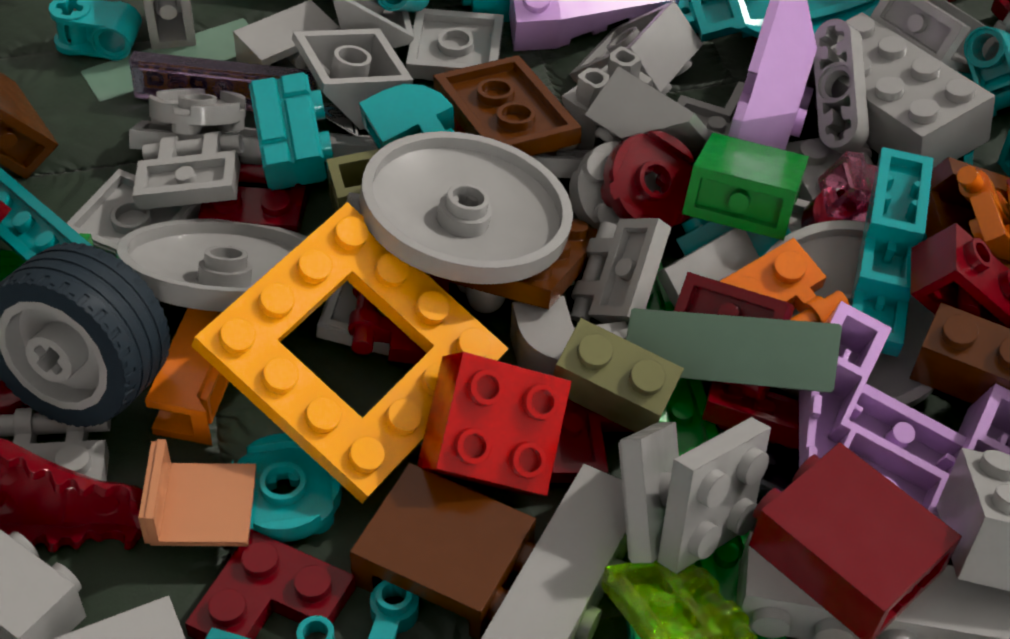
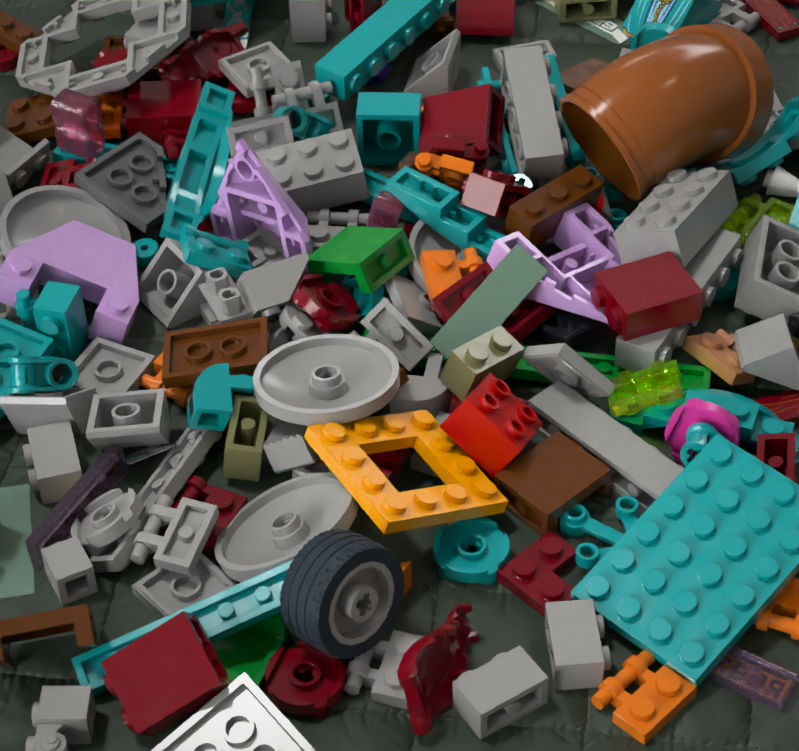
camera: 65 degrees left, 5 degrees down
(116, 106) = (69, 570): none -> light grey brick
(195, 501) = (473, 582): nougat piece -> none
(289, 132) = (182, 462): teal brick -> none
(671, 56) = (214, 251): none -> teal plate
(713, 494) = (593, 338): light grey plate -> none
(854, 101) = (320, 196): light grey beam -> none

